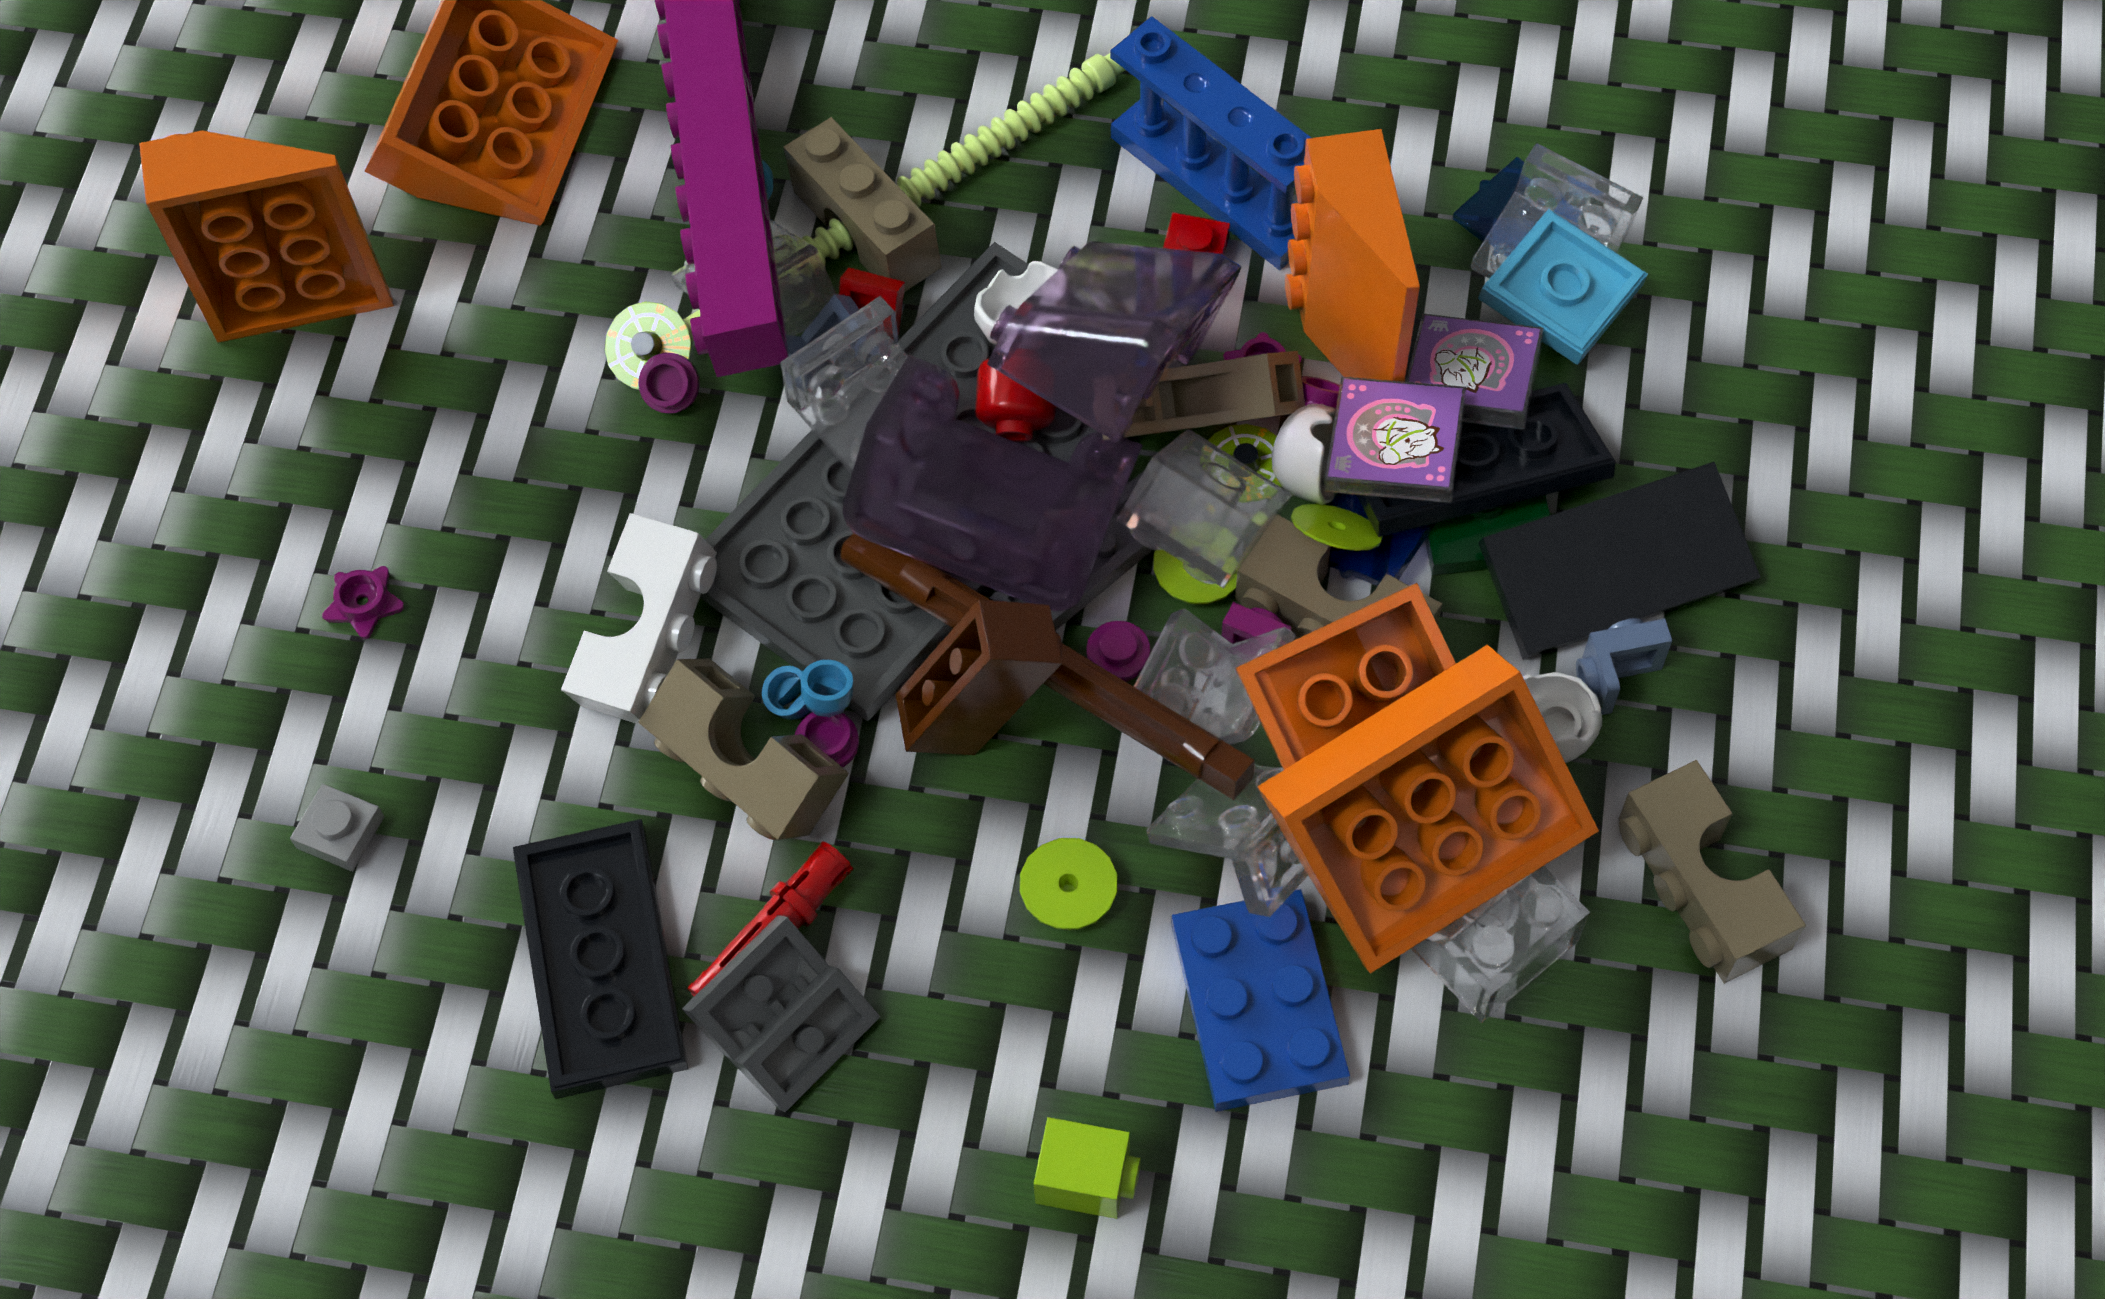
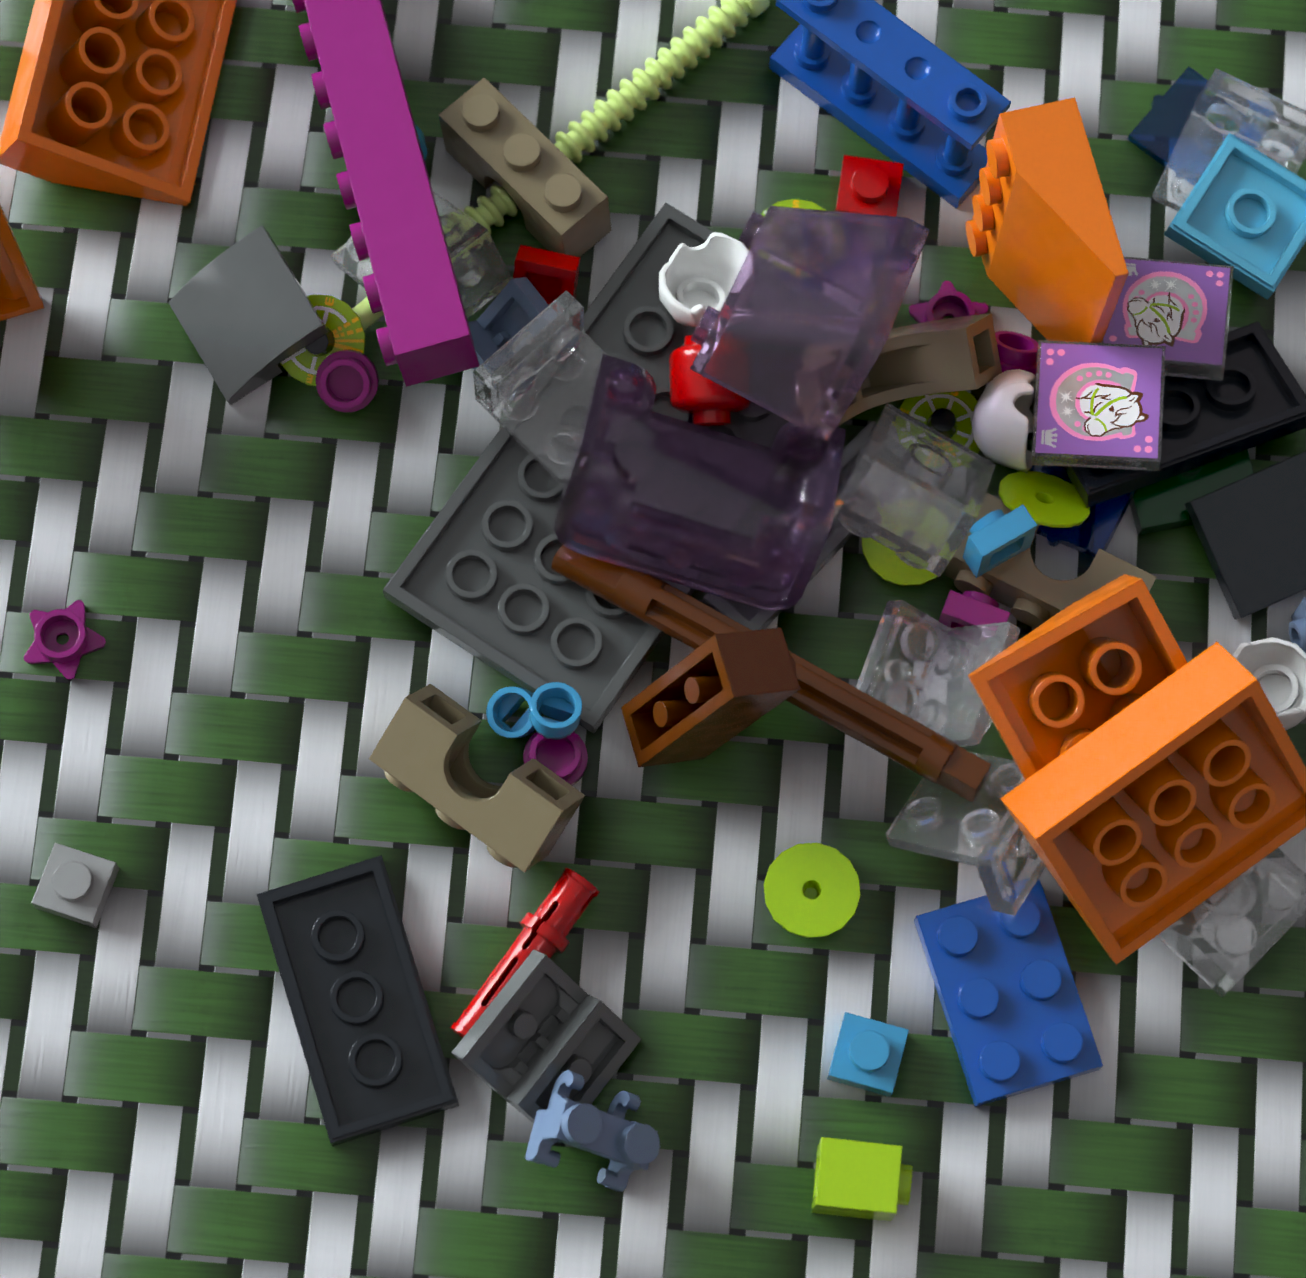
camera: 10 degrees left, 10 degrees up
(580, 317) = (246, 314): none -> dark grey slope
(670, 572) = (382, 598): white arch -> none
(818, 1094) = (583, 1126): none -> sand blue piece
(1109, 1048) = (868, 1054): none -> dark azure plate
(1119, 649) = (836, 641): magenta plate -> none
(1283, 552) = (998, 539): none -> dark azure plate

